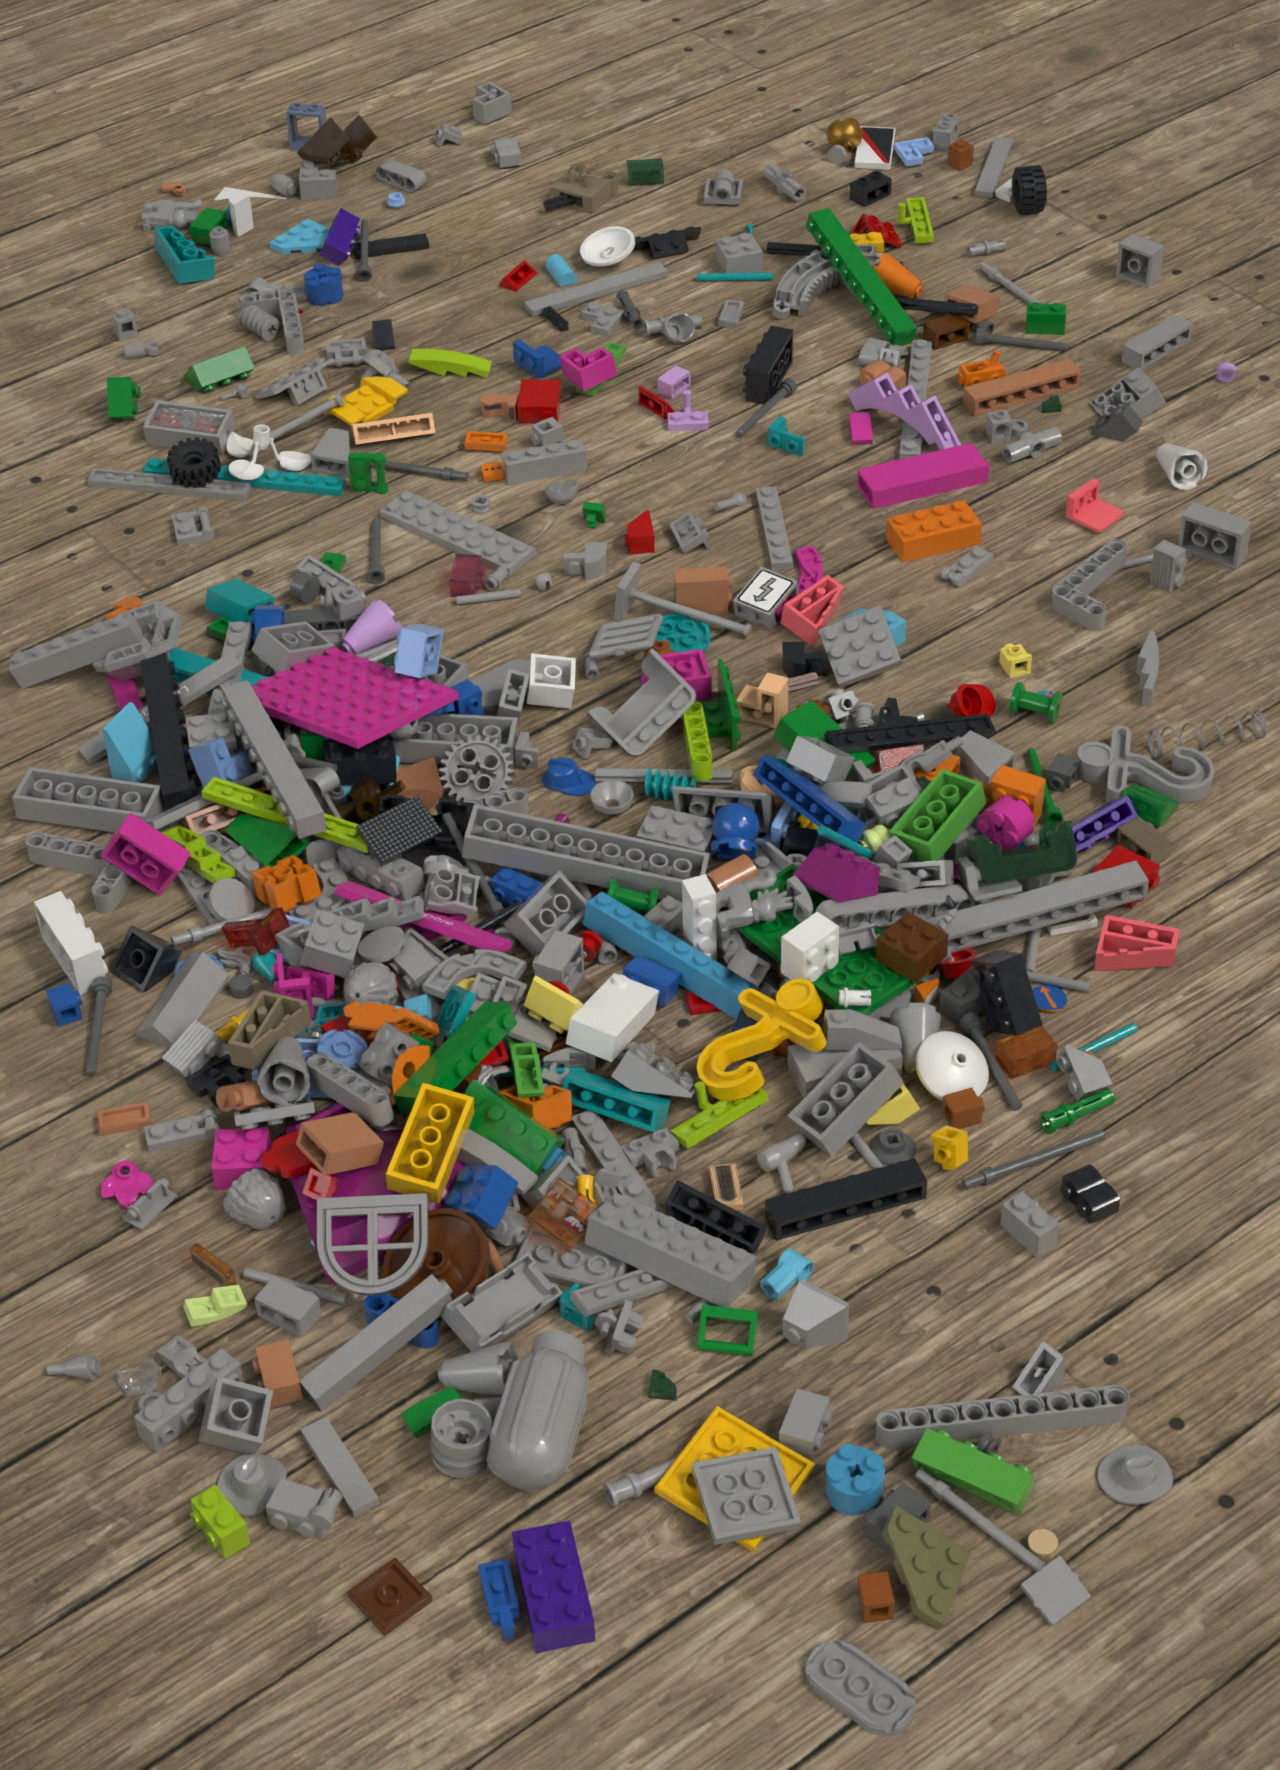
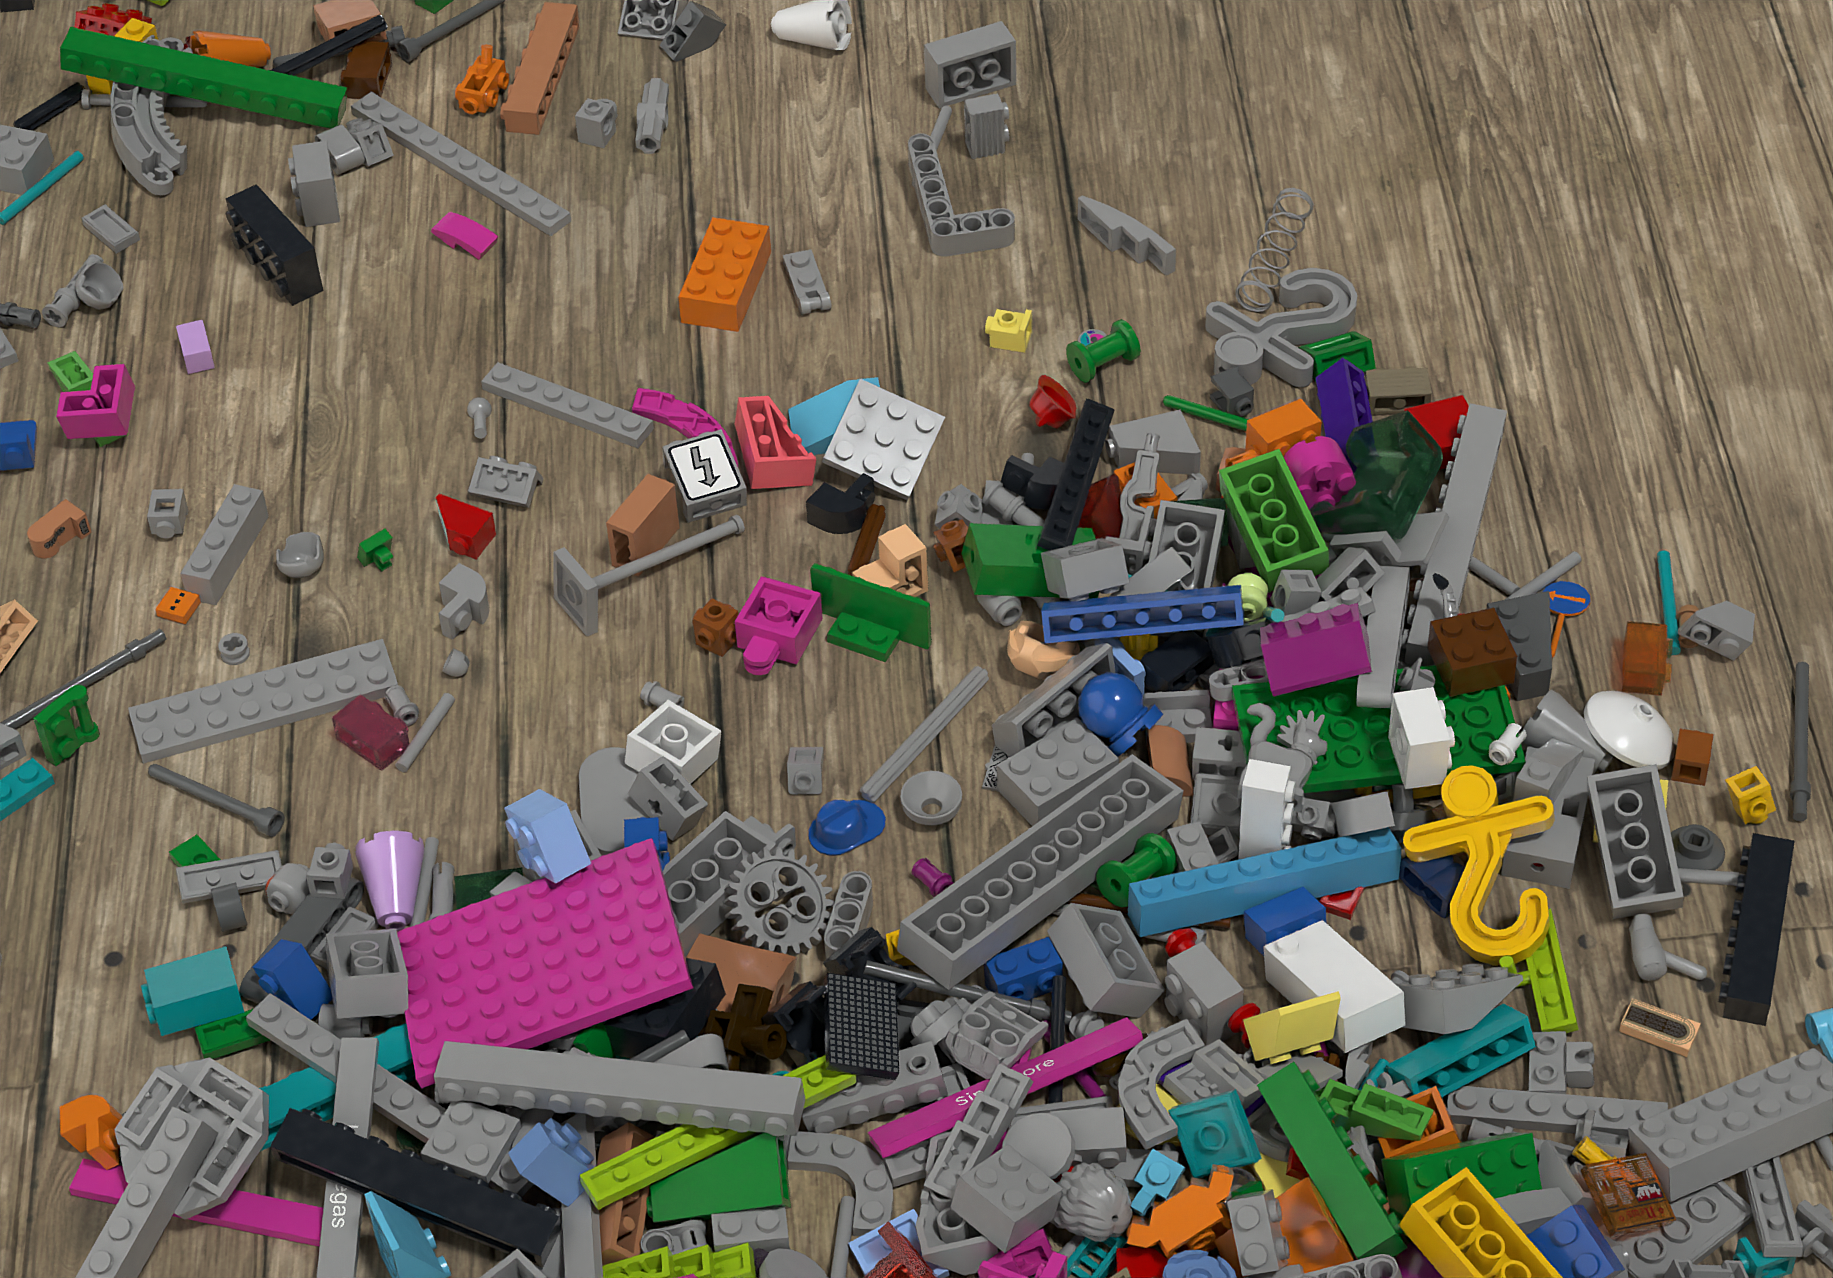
camera: 55 degrees left, 5 degrees up
(286, 883) = (827, 1200): orange brick -> none
(486, 441) = (113, 579): orange plate -> none
(538, 400) = (94, 486): red brick -> none
(625, 636) = (668, 601): light grey bar -> none
(648, 710) = (811, 679): light grey windscreen -> none
(654, 403) = (215, 385): red slope -> none
(664, 786) = (958, 734): teal piece -> none
(684, 633) = (675, 589): teal tile -> none
(687, 420) = (277, 375): lavender plate -> none
(697, 742) = (908, 668): lime beam -> none
(714, 1218) = (1729, 1056): black wedge -> none
(780, 438) = (417, 310): teal bracket -> none
(786, 388) = (323, 258): dark grey piece -> none
(800, 897) = (1338, 710): light grey slope -> none
(831, 355) = (314, 184): none -> light grey brick
(879, 368) = (396, 166): nougat brick -> none
(892, 802) = (1215, 544): light grey bracket -> none
(922, 475) = (612, 231): dark pink brick -> none
(923, 415) = (528, 167): lavender arch -> none
(972, 1025) = (1568, 682): dark grey piece -> none
(1006, 992) = (1579, 617): black brick -> none
(1051, 405) = (591, 63): clear green tile -> none
(1067, 1114) = (1758, 675): green pin -> none
(1089, 510) = (818, 133): coral bracket -> none
(1135, 945) = (1554, 483): coral wedge -> none

